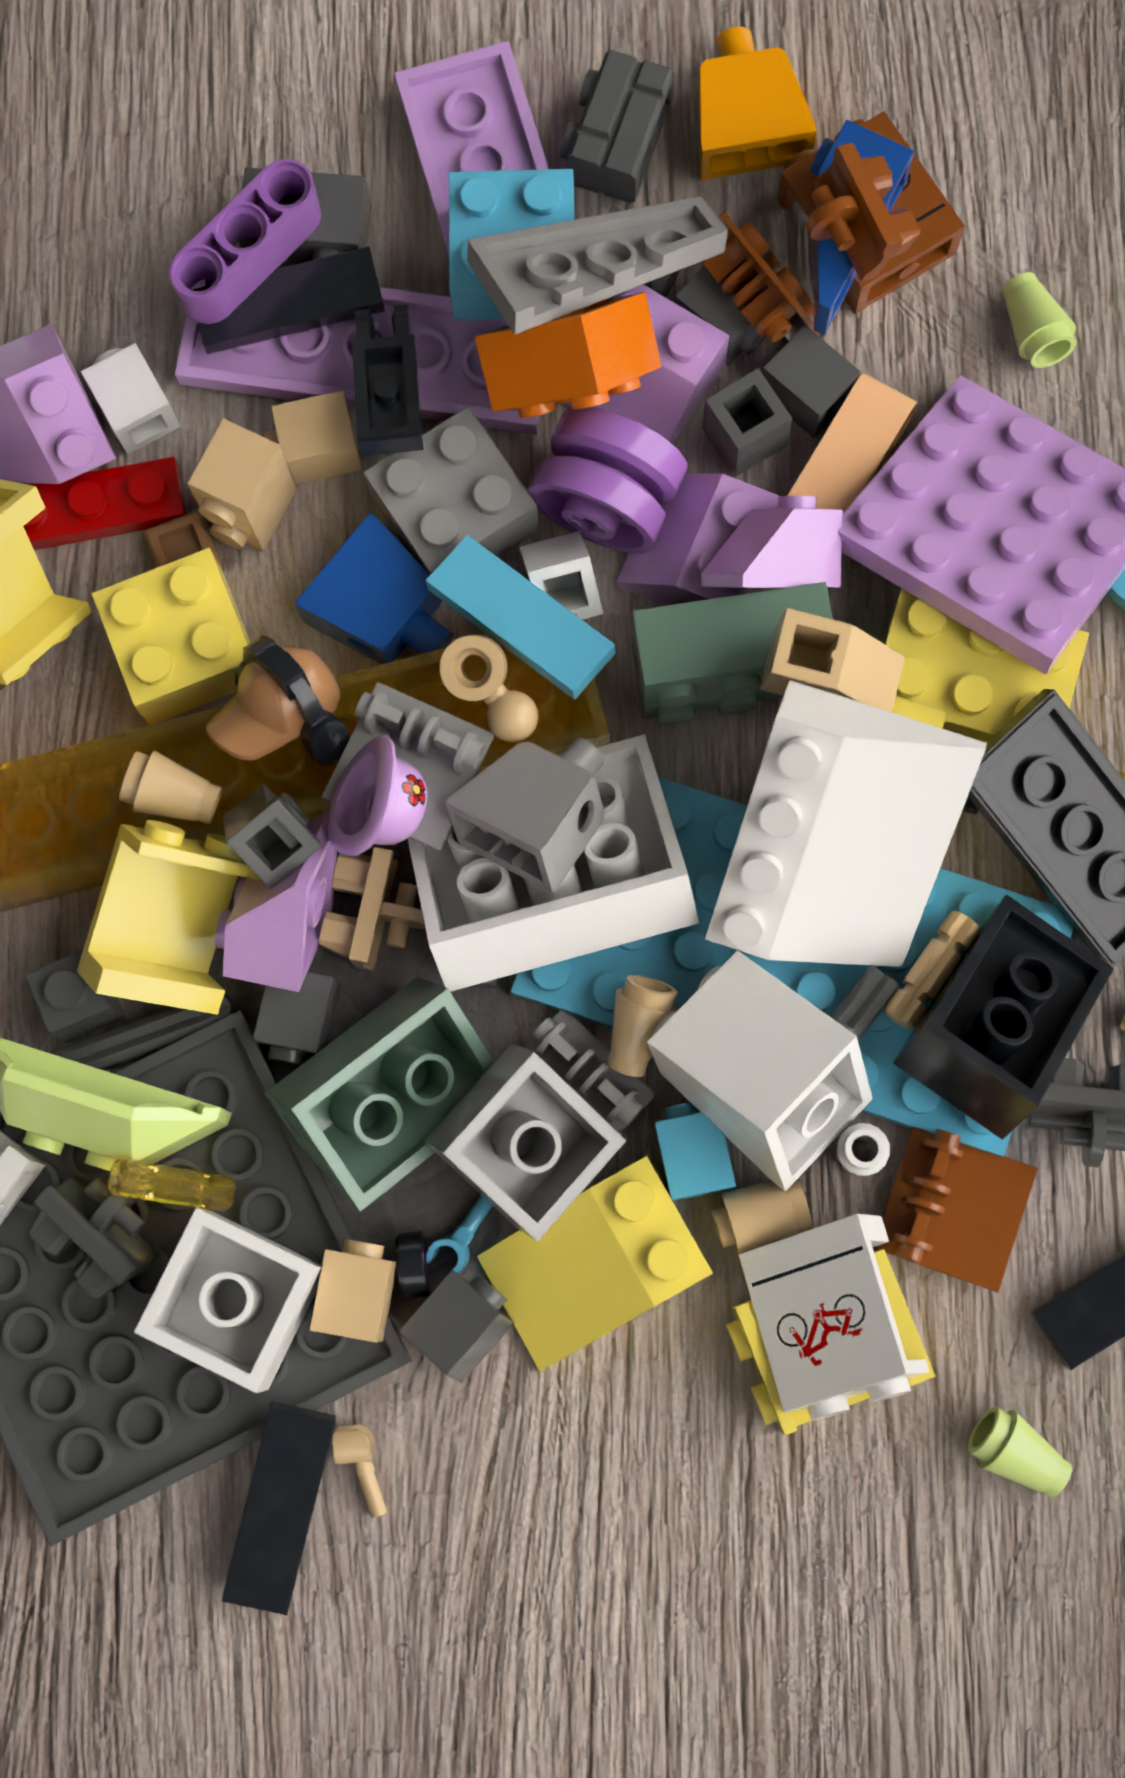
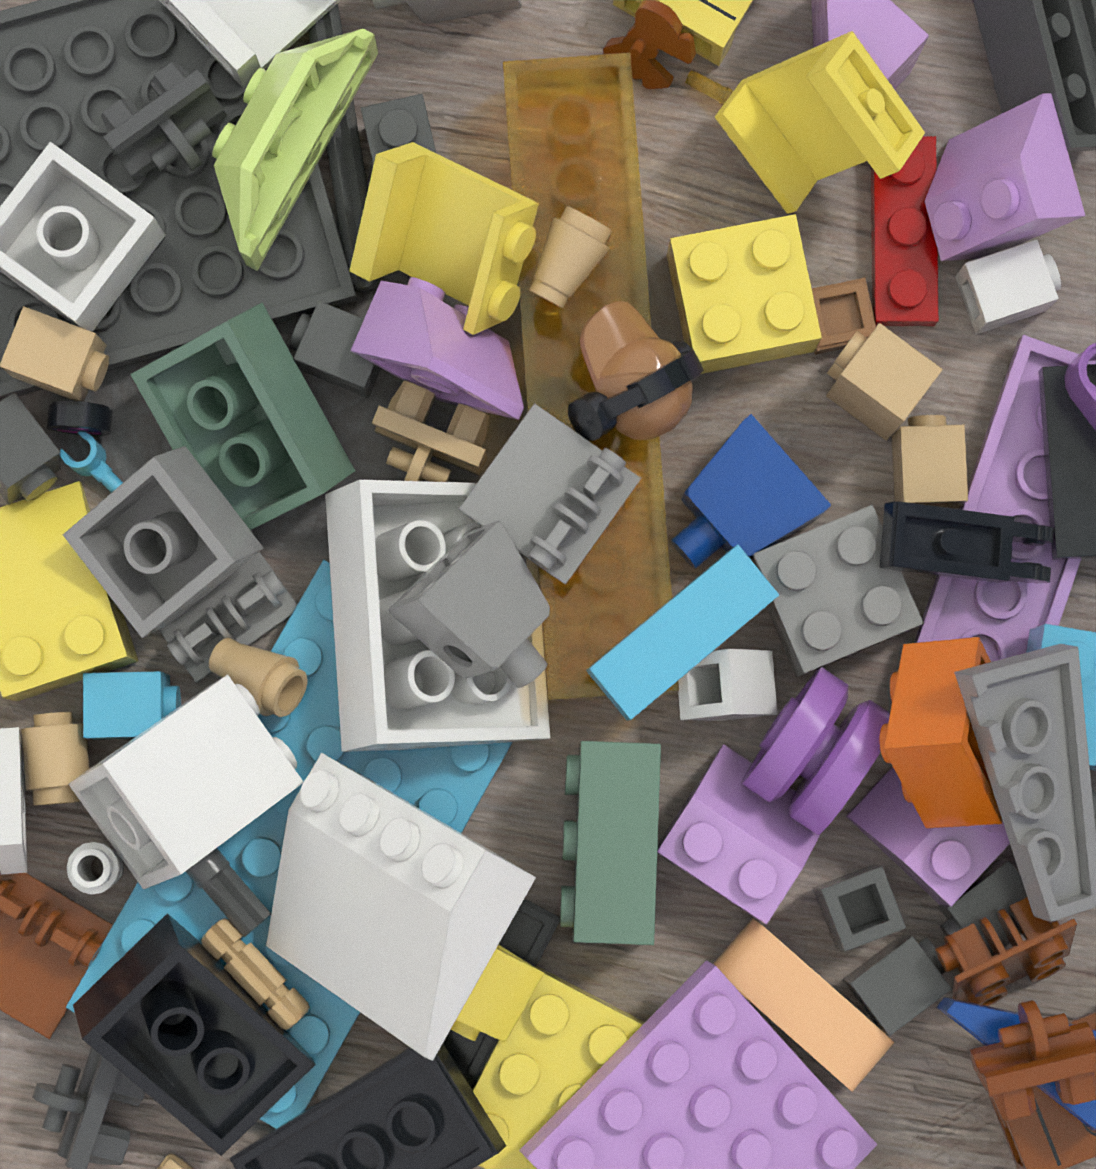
camera: 90 degrees right, 5 degrees up
(171, 1185) = (189, 200): clear yellow axle -> none
(269, 834) = (506, 353): dark grey brick -> none
(375, 800) = (510, 451): lavender hat -> none
(509, 713) = (583, 604): tan plate -> none
(780, 548) = (702, 907): lavender slope -> none
(832, 659) = (551, 928): tan slope -> none

